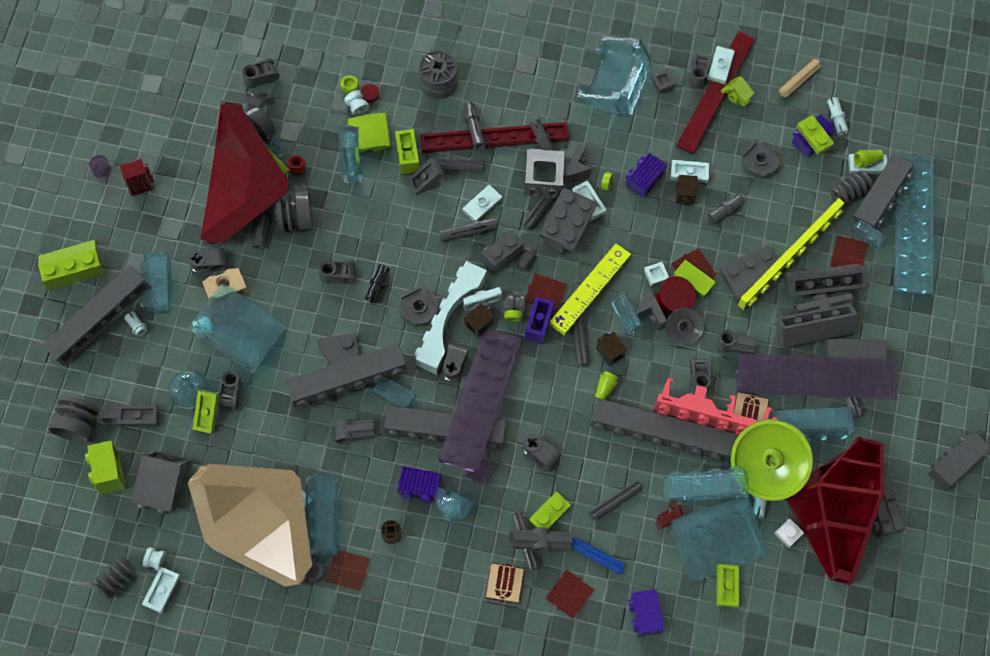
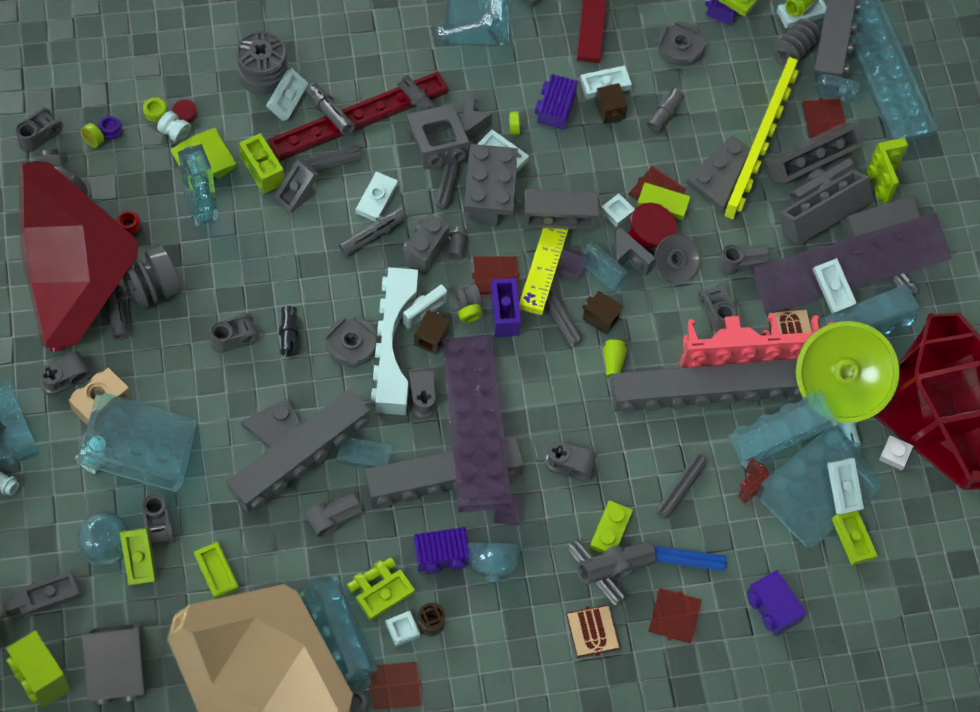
camera: 25 degrees left, 5 degrees down
(257, 441) = (216, 570): none -> lime tile
(296, 90) = (92, 135): none -> lime tile
(311, 88) = (110, 127): none -> dark purple plate
(366, 501) = (383, 595): none -> lime plate
(369, 530) = (402, 628): none -> light aqua tile
(448, 104) = (287, 94): none -> light aqua plate
(604, 303) = (571, 263): none -> clear purple plate
(610, 259) = (560, 209): none -> dark grey brick
(735, 545) = (845, 486): none -> light aqua plate
(793, 389) = (834, 286): none -> light aqua plate
(878, 304) = (883, 166): none -> lime bracket

